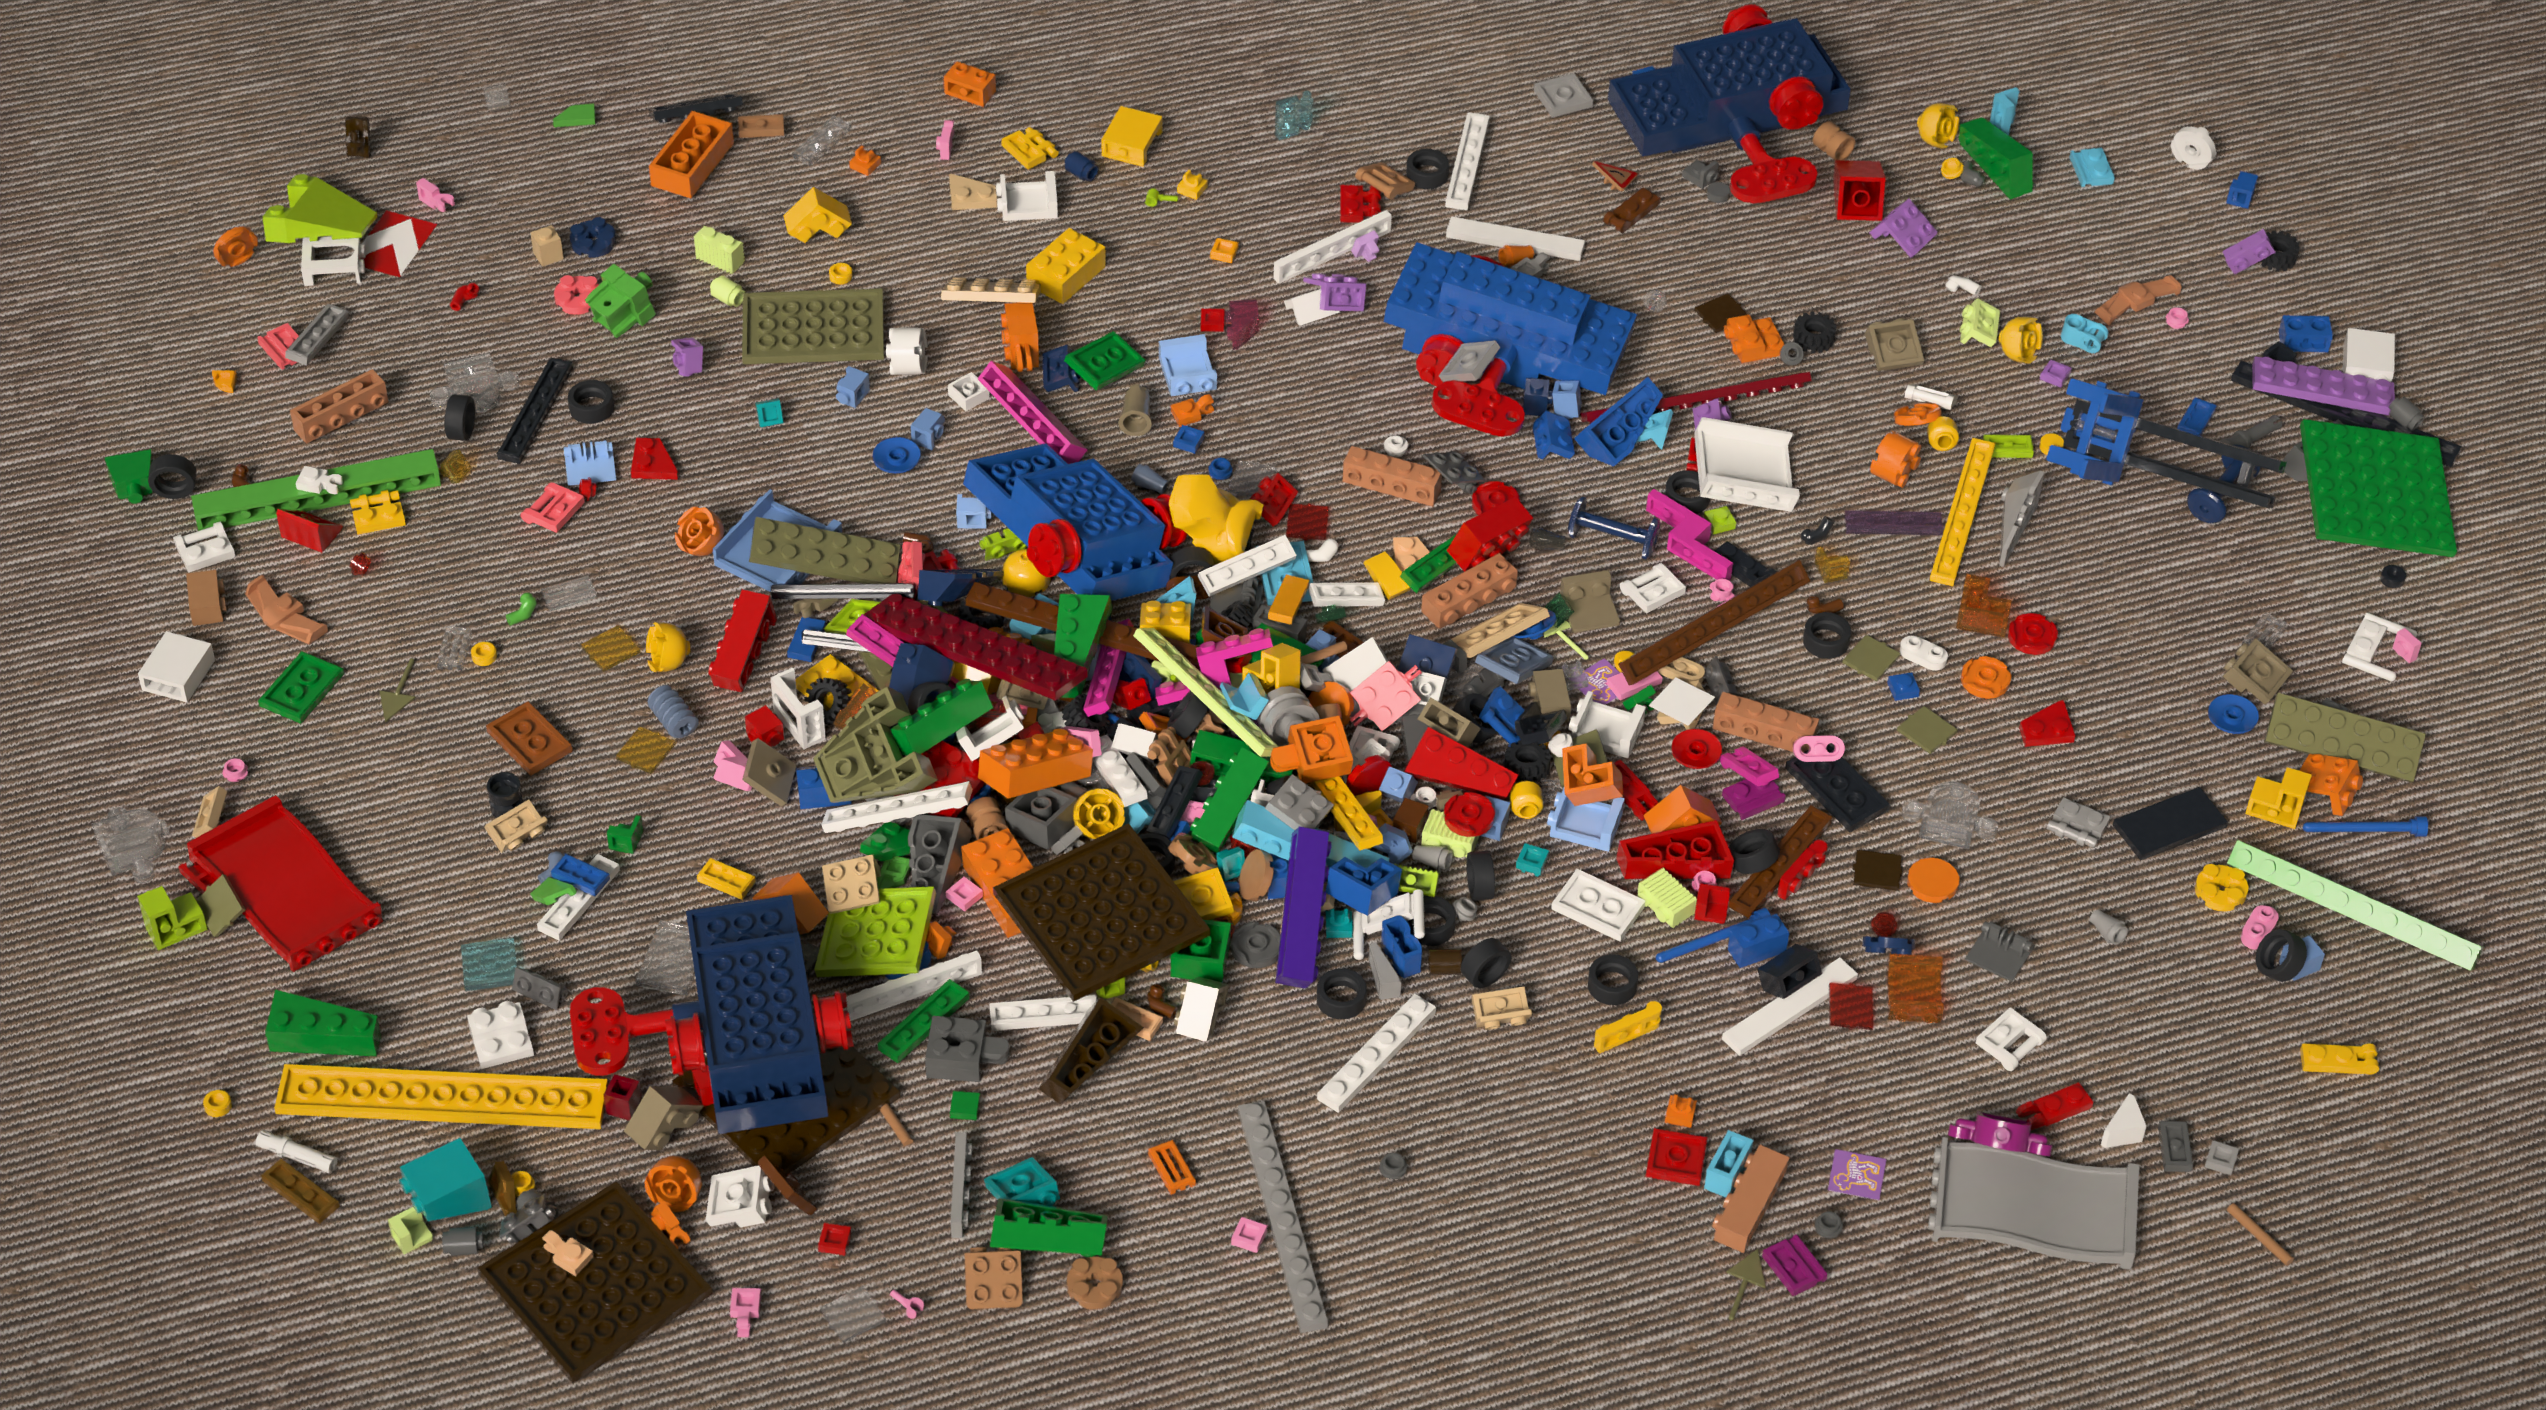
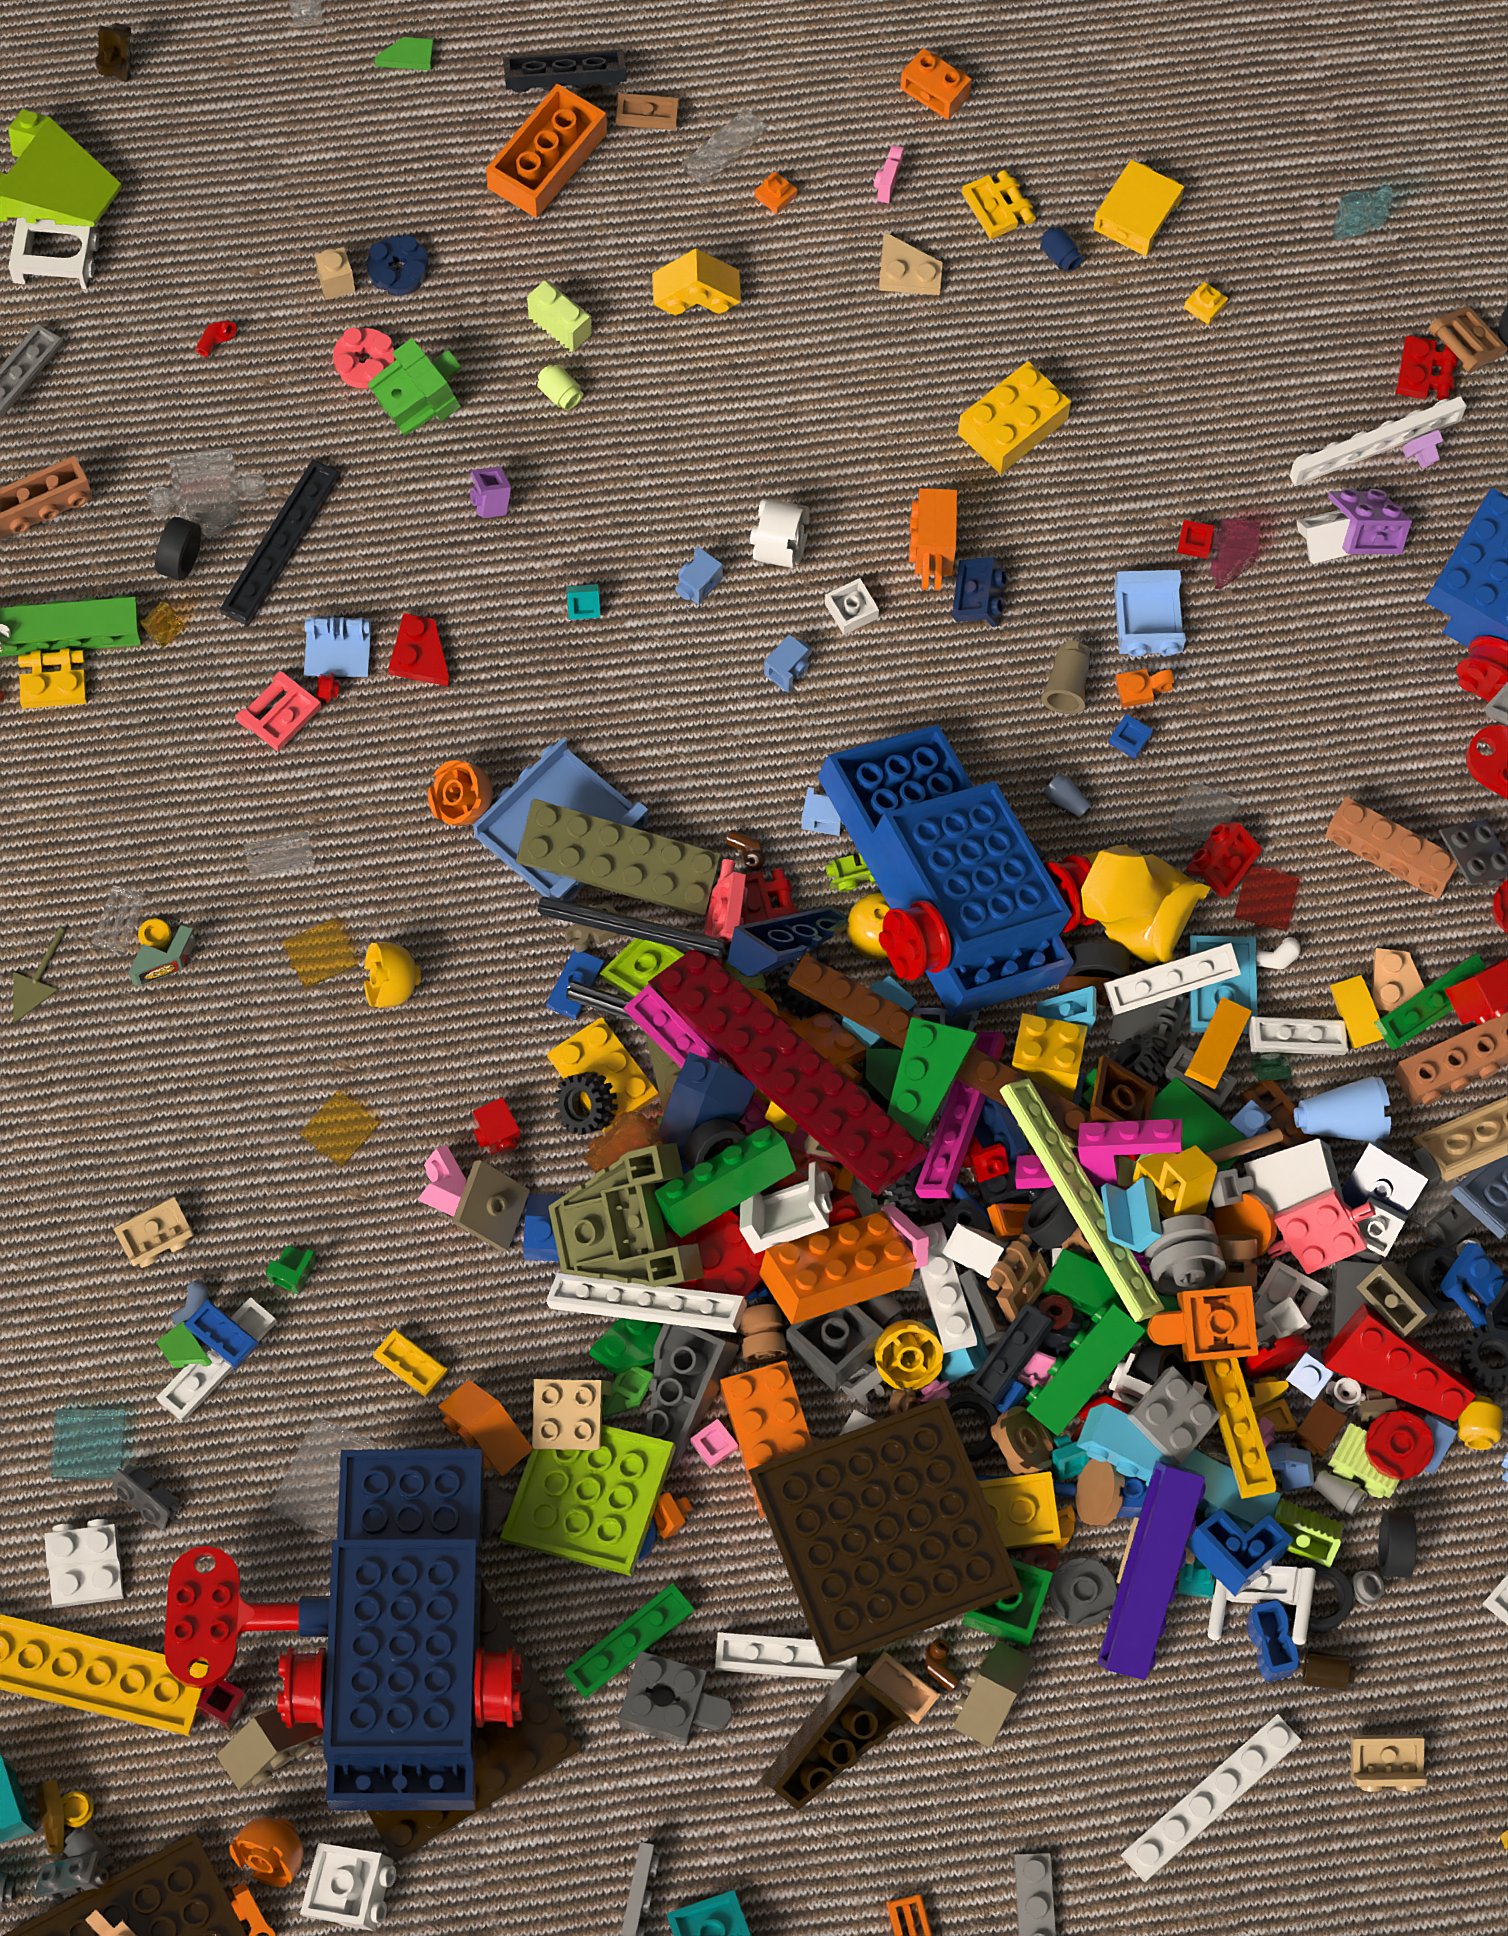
camera: 10 degrees right, 20 degrees up
(360, 564) = (16, 765): clear red plate -> none
(395, 242) = (140, 229): sticker -> none
(430, 195) = (196, 161): bright pink plate -> none
(491, 666) = (155, 964): none -> sand green slope
(503, 793) = (145, 1175): black wheel -> none
(525, 611) = (217, 877): bright green arm -> none
(529, 738) = (191, 1089): dark orange plate -> none
(595, 413) = (349, 522): black tyre -> none
(672, 712) = (379, 1082): sand blue piece -> none
(742, 640) = (488, 983): red wedge -> none
(787, 1185) = (410, 1887): reddish brown plate -> none
(810, 718) = (552, 1138): white panel -> none
(812, 326) = (663, 463): olive plate -> none
(840, 273) = (714, 377): yellow tile -> none
(896, 455) = (734, 689): blue dish -> none
(896, 1125) = (568, 1797): medium nougat bar -> none
(913, 985) = (598, 1588): white plate -> none
(964, 1105) = (661, 1785): green tile -> none
(984, 290) = (906, 456): tan plate -> none
(1027, 199) = (982, 291): white panel -> none
(1031, 412) = (928, 664): dark pink brick -> none
(1104, 360) = (1040, 589): green tile -> none
(1153, 197) = (1152, 312): lime hand -> none
(1220, 469) = (1164, 785): blue plate -> none
(1224, 250) = (1231, 419): light orange tile -> none
(1346, 978) = (1193, 1672): black tyre -> none
(1385, 977) = (1241, 1679): light grey slope -> none
(1391, 626) = (1347, 1112): none -> light blue cone
(1395, 446) = (1406, 800): white plate -> none
(1486, 963) = (1379, 1691): black tyre -> none
(1532, 859) = (1471, 1525): teal tile -> none

